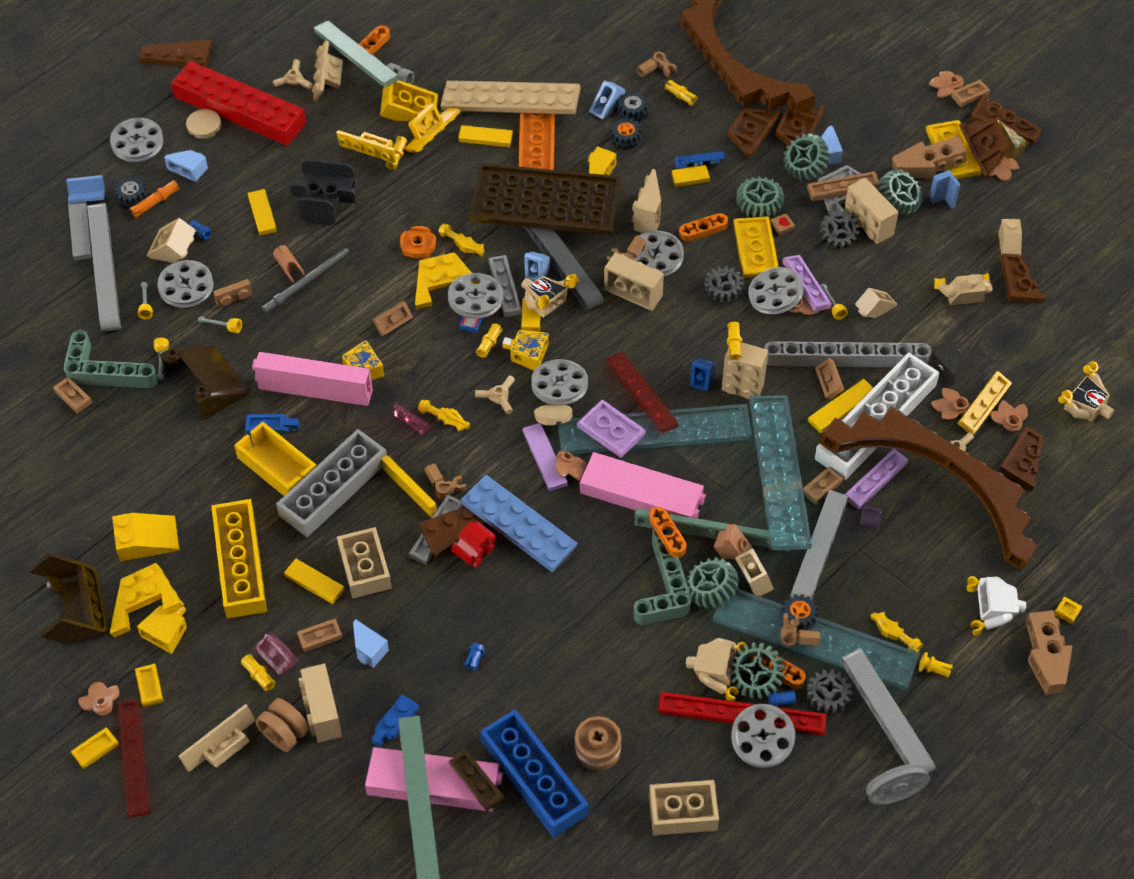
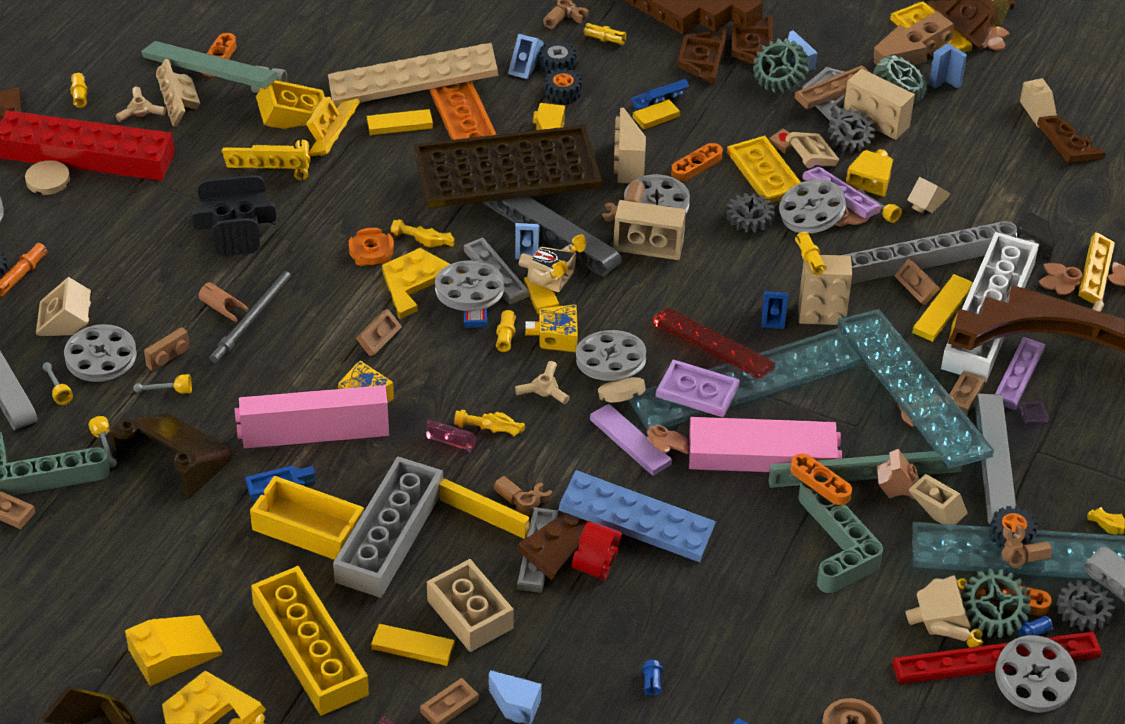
camera: 20 degrees left, 10 degrees down
(187, 164) = (46, 223): light blue slope -> none
(203, 231) = (99, 291): blue pin -> none
(254, 52) = (78, 90): none -> yellow pin
(262, 212) = (163, 256): yellow tile -> none
(712, 583) = (898, 529): sand green gear -> none
(760, 197) = (746, 118): sand green gear -> none
(805, 239) = (814, 144): none -> tan plate
(839, 270) = (871, 172): none -> yellow torso
(965, 288) = (1018, 160): tan torso -> none

